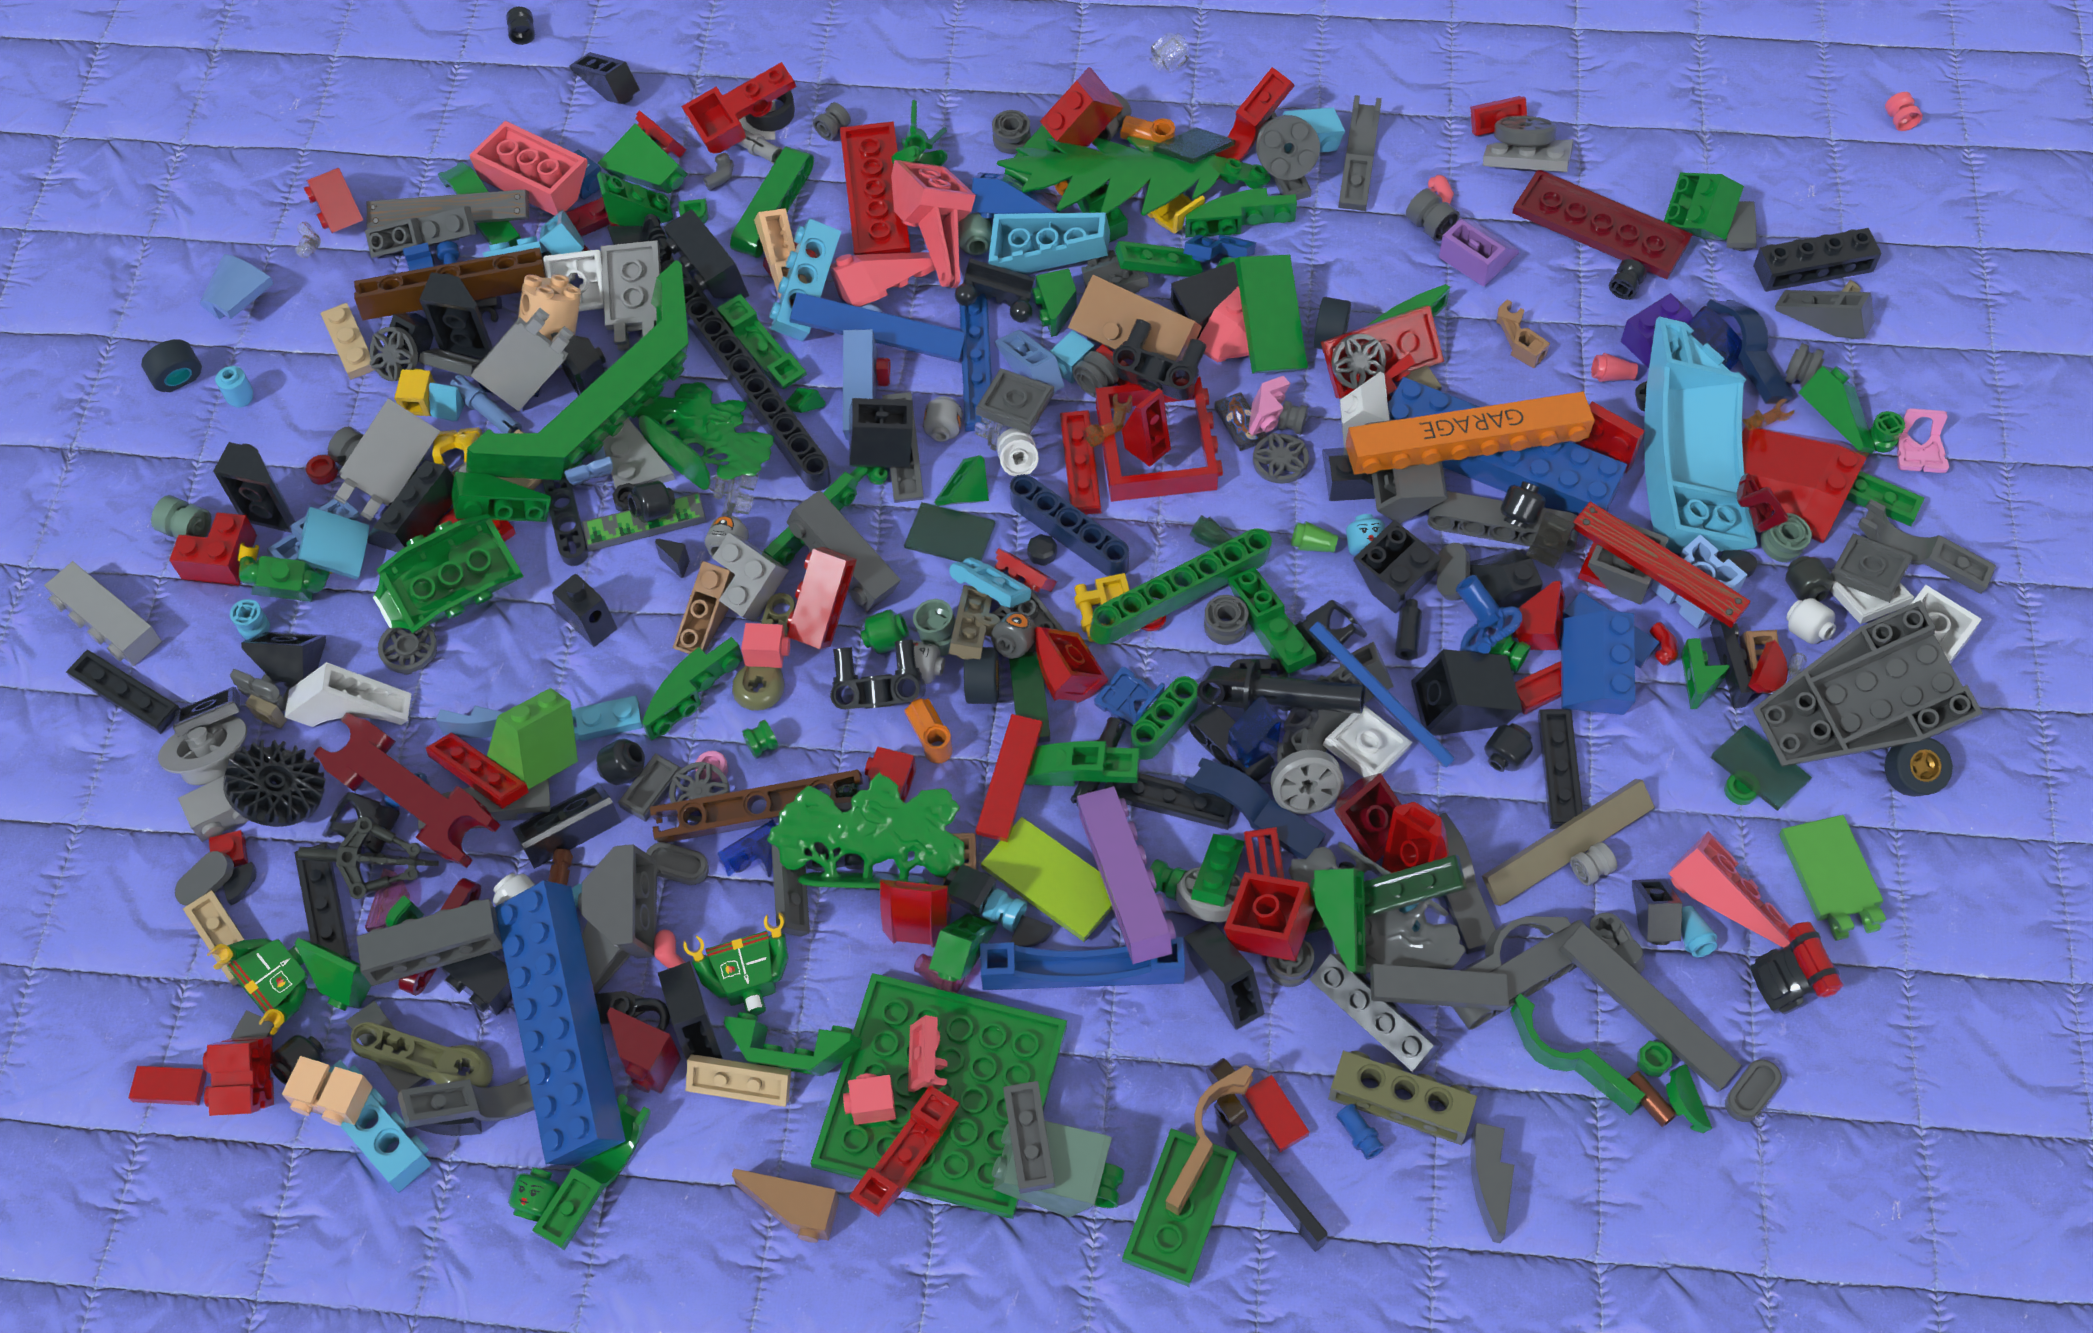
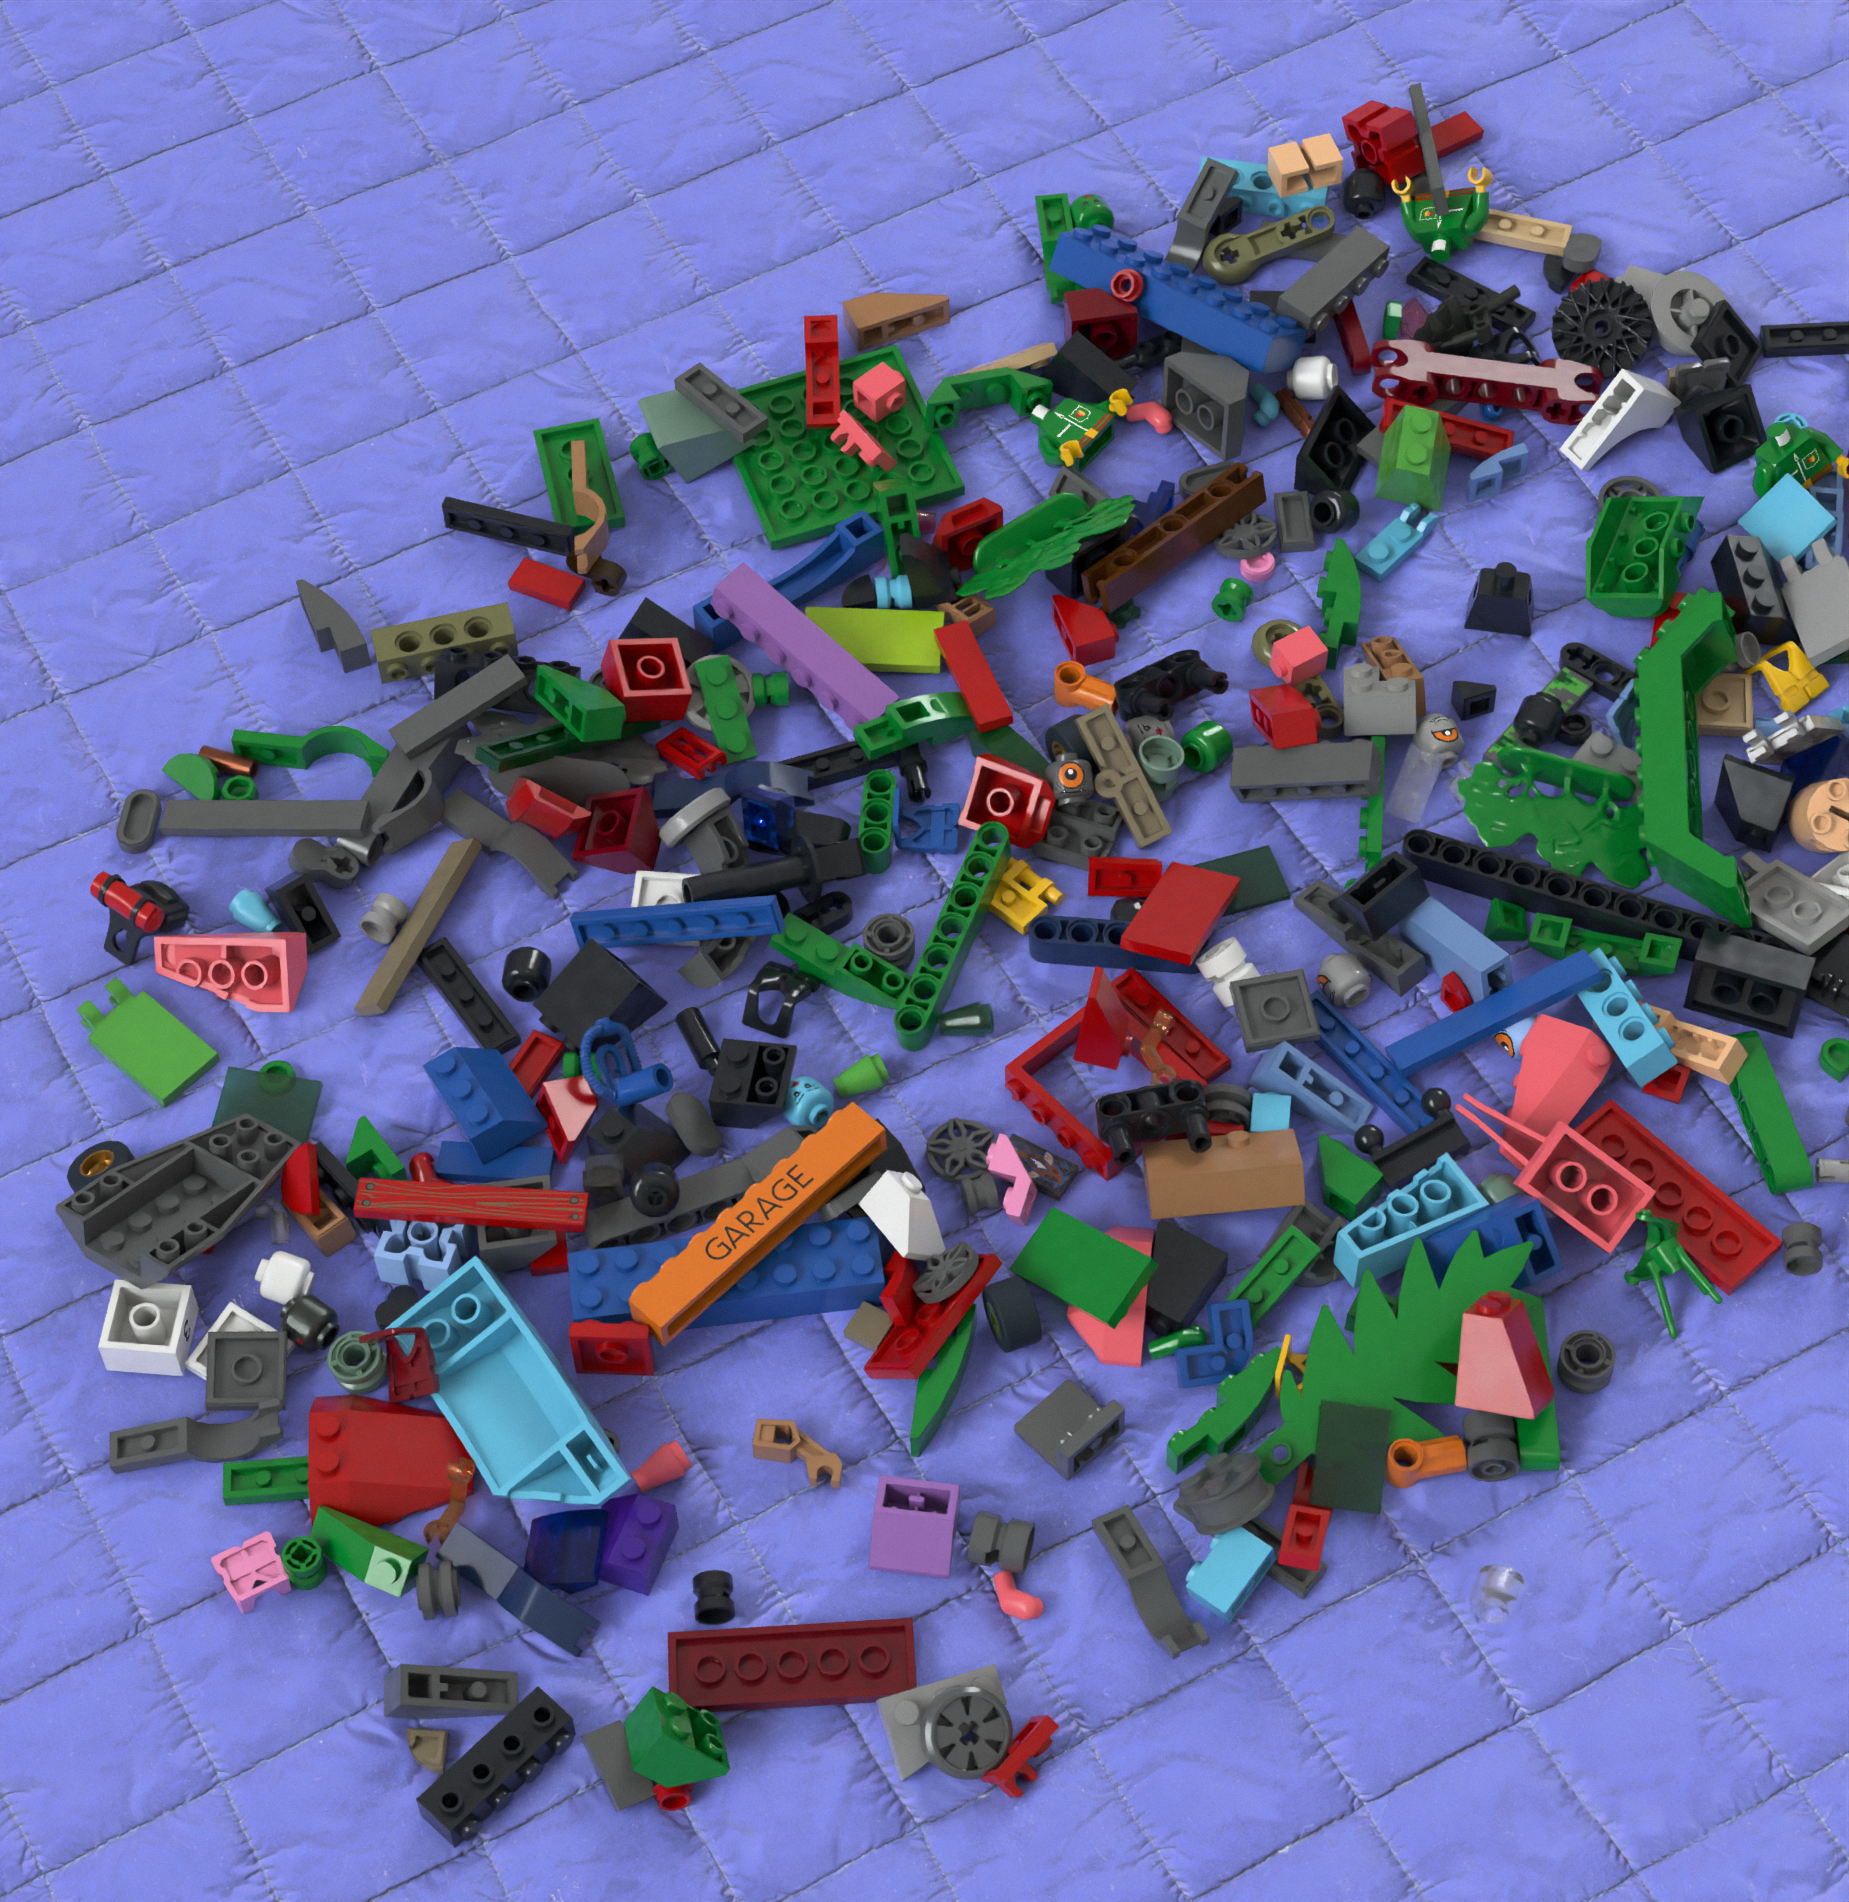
camera: 145 degrees right, 5 degrees down
(221, 1030) = (1428, 150): none -> dark grey tile
(334, 975) = (1408, 239): green slope -> none
(596, 1035) = (1119, 283): none -> red plate
(767, 515) = (1415, 783): none -> clear slope
(966, 484) = (1262, 929): green slope -> none
(990, 582) = (1141, 837): medium azure hinge -> none
(1016, 503) = (1180, 913): none -> red tile
(1341, 251) = (1070, 1428): none -> dark grey bracket
(1363, 1136) = (458, 600): blue pin -> none

